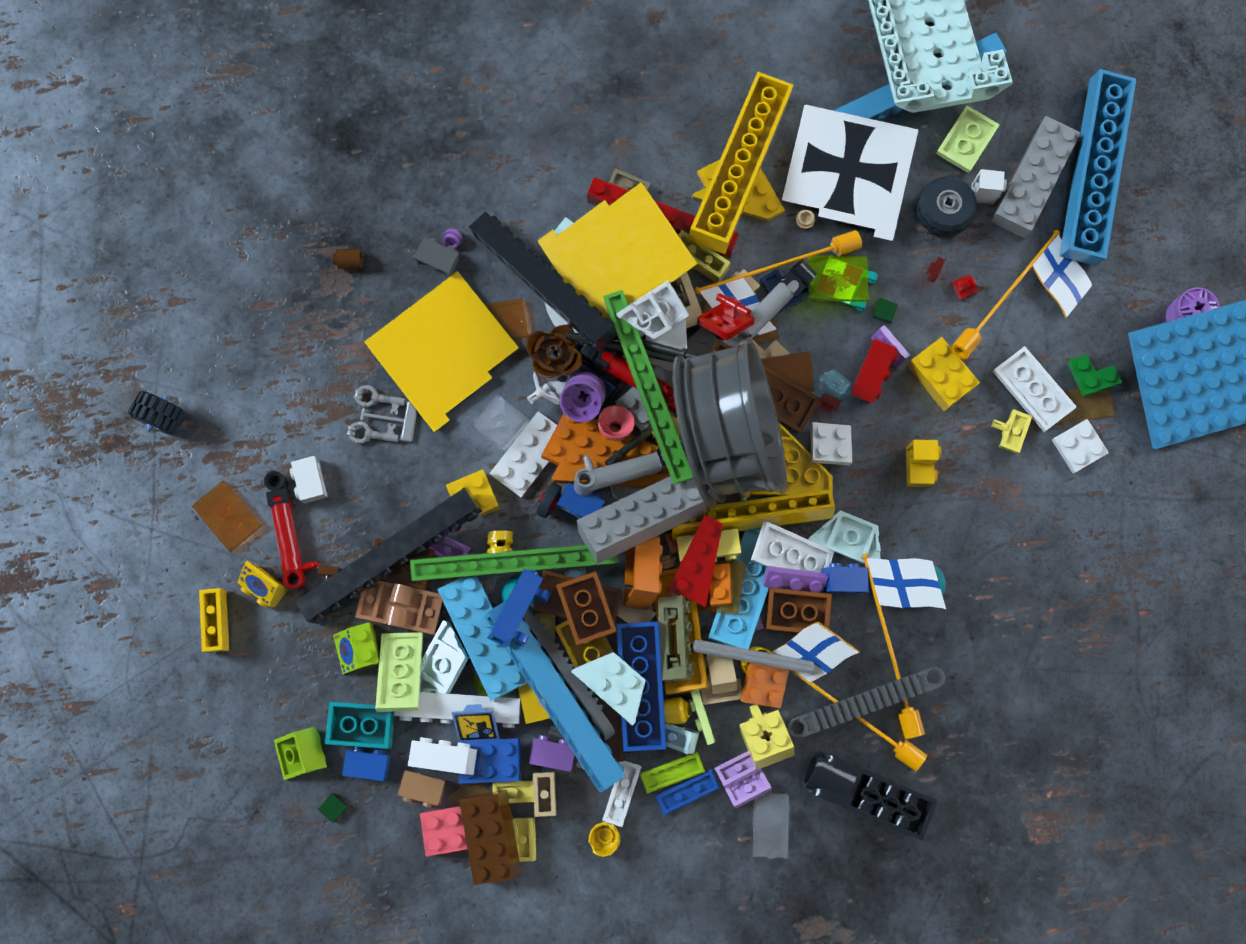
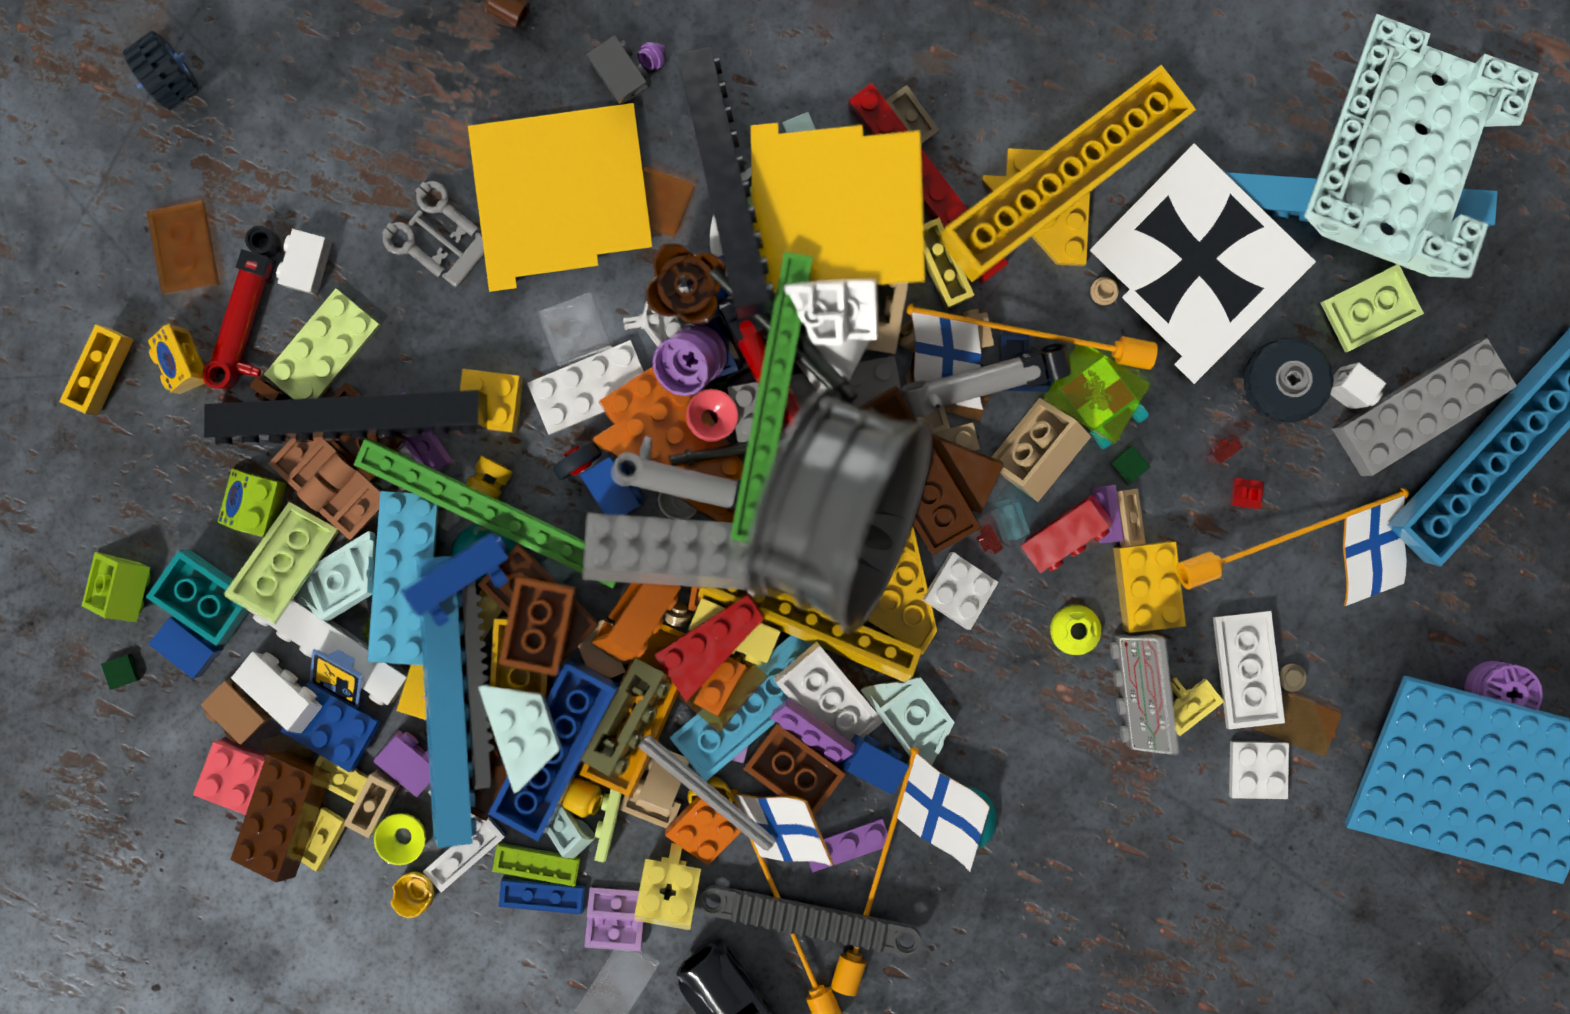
camera: 30 degrees right, 10 degrees up
(349, 526) = (322, 348): none -> yellowish green plate
(575, 819) = (390, 848): none -> neon yellow piece
(726, 318) = (921, 368): red plate -> none
(826, 331) = (1040, 449): none -> tan slope
(862, 640) = (853, 842): none -> medium lavender plate
(905, 340) = (1131, 518): none -> tan plate
(908, 433) = (1061, 629): none -> neon yellow piece
(920, 462) = (1053, 679): yellow brick -> none
(981, 436) = (1144, 692): none -> light grey slope
(1063, 378) = (1292, 677): none -> dark tan plate
(1088, 379) = (1322, 698): green plate -> none

